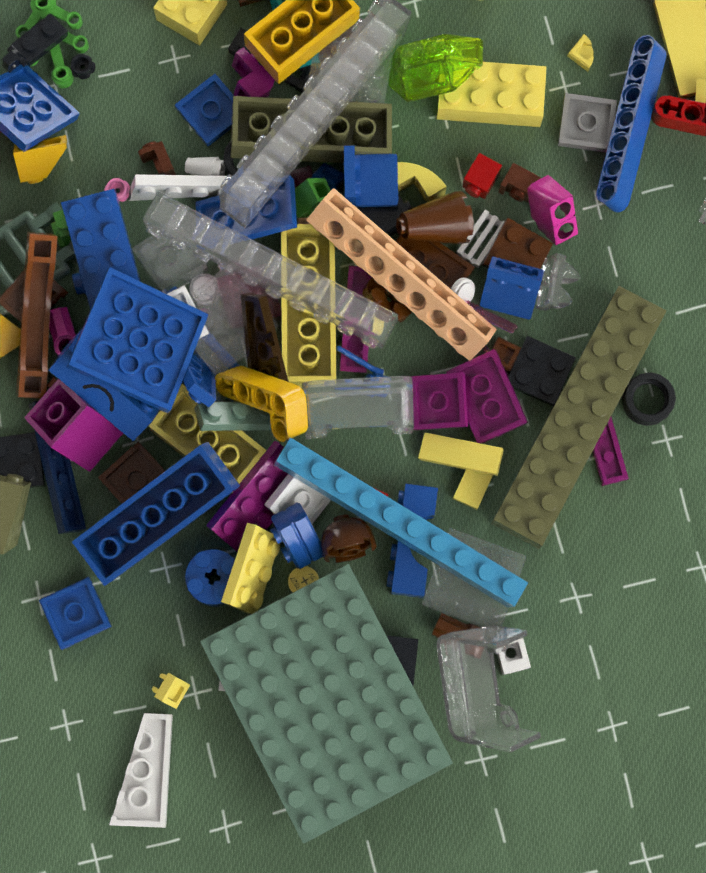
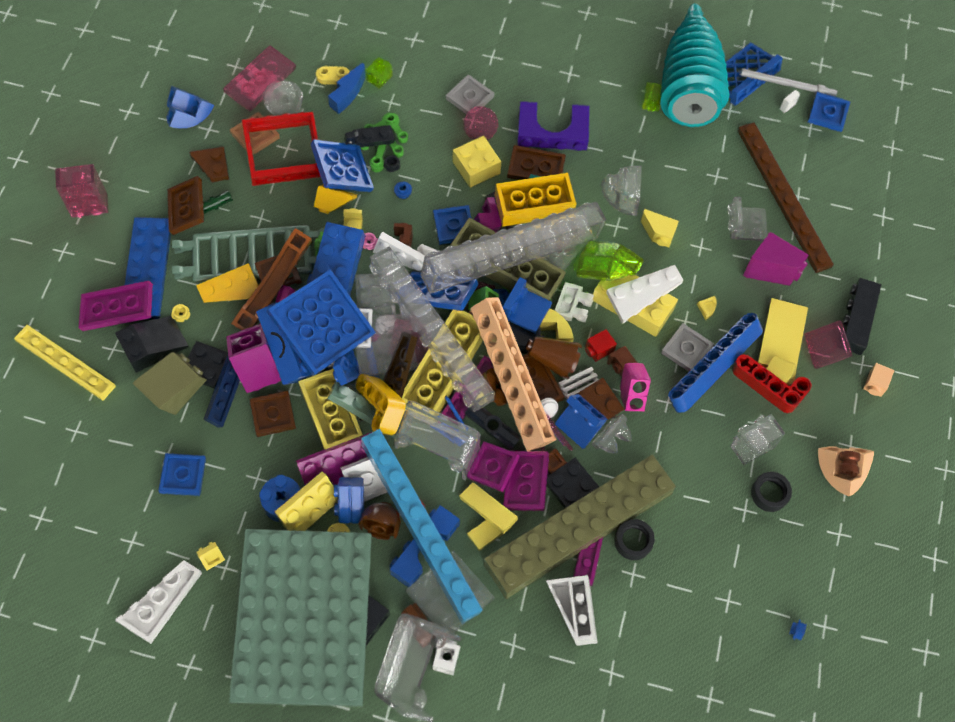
camera: 25 degrees right, 15 degrees down
(82, 176) = (353, 218): none -> light yellow bracket
(121, 101) = (402, 194): none -> blue plate
(156, 513) = (269, 435): blue brick -> none
(411, 137) = (568, 302): none -> white plate
(427, 352) = (503, 433): none -> black piece
(496, 87) = (636, 294): none -> white wing
(627, 517) = (576, 607): none -> white wedge

